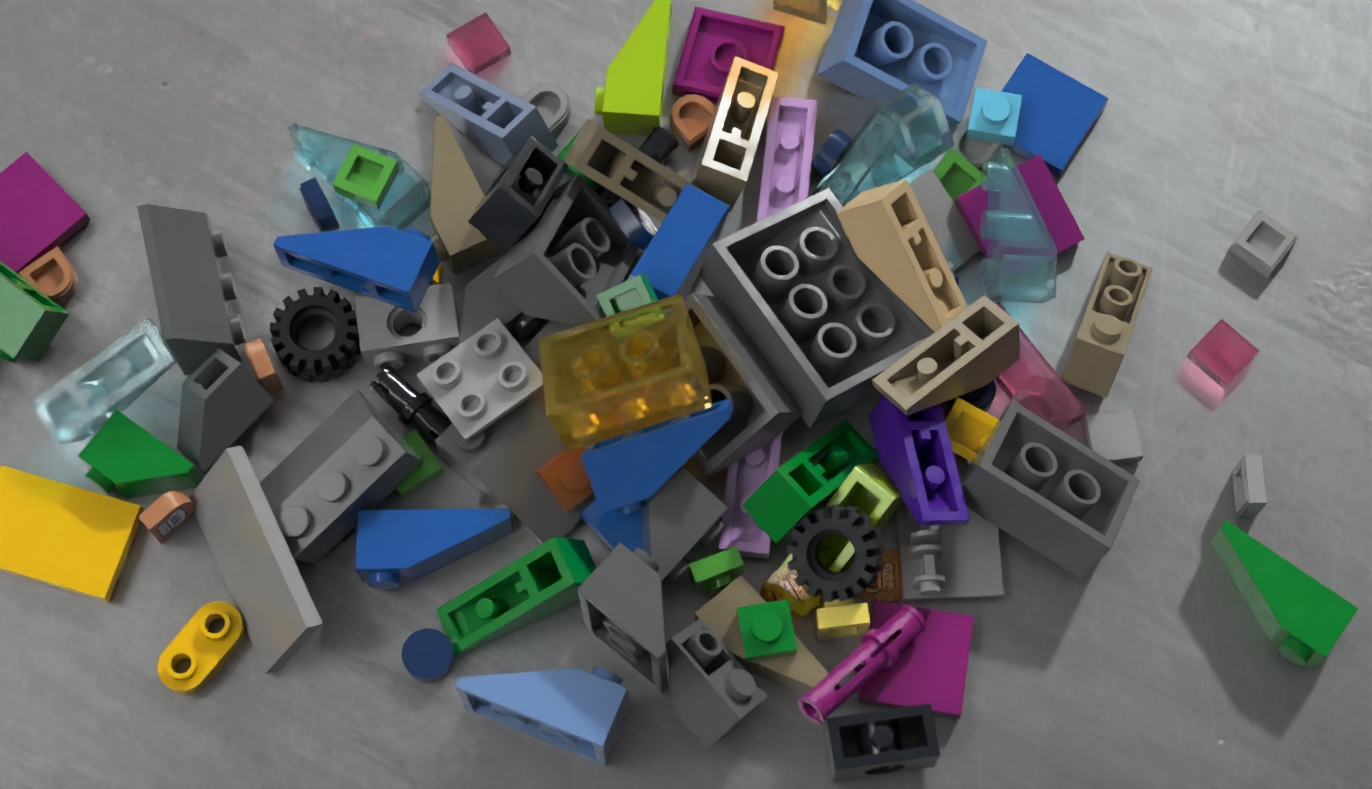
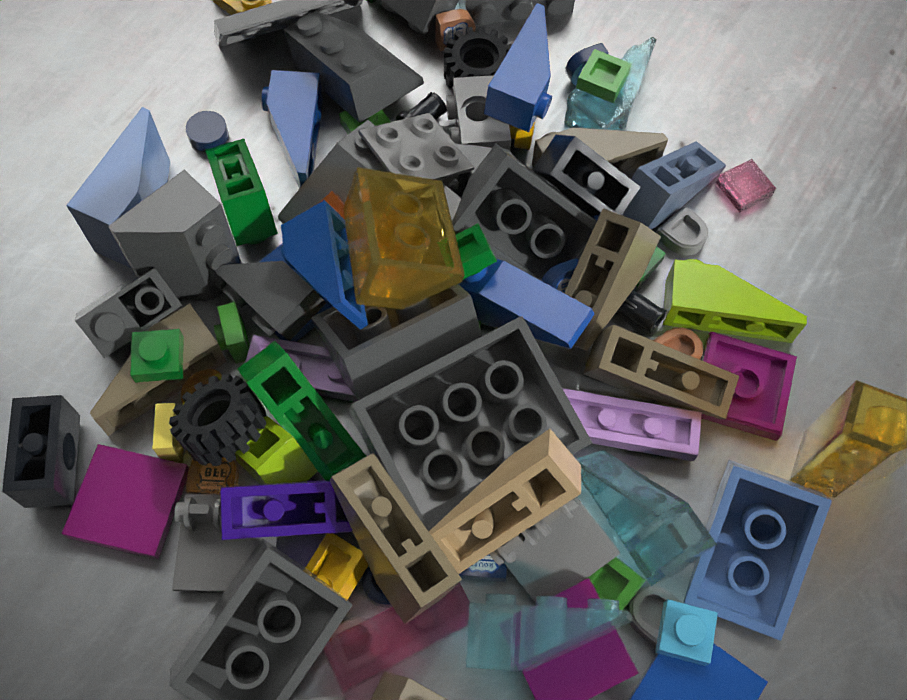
camera: 90 degrees right, 5 degrees down
(830, 152) = (643, 462): dark blue tile -> none
(900, 629) = (111, 436): magenta pin -> none

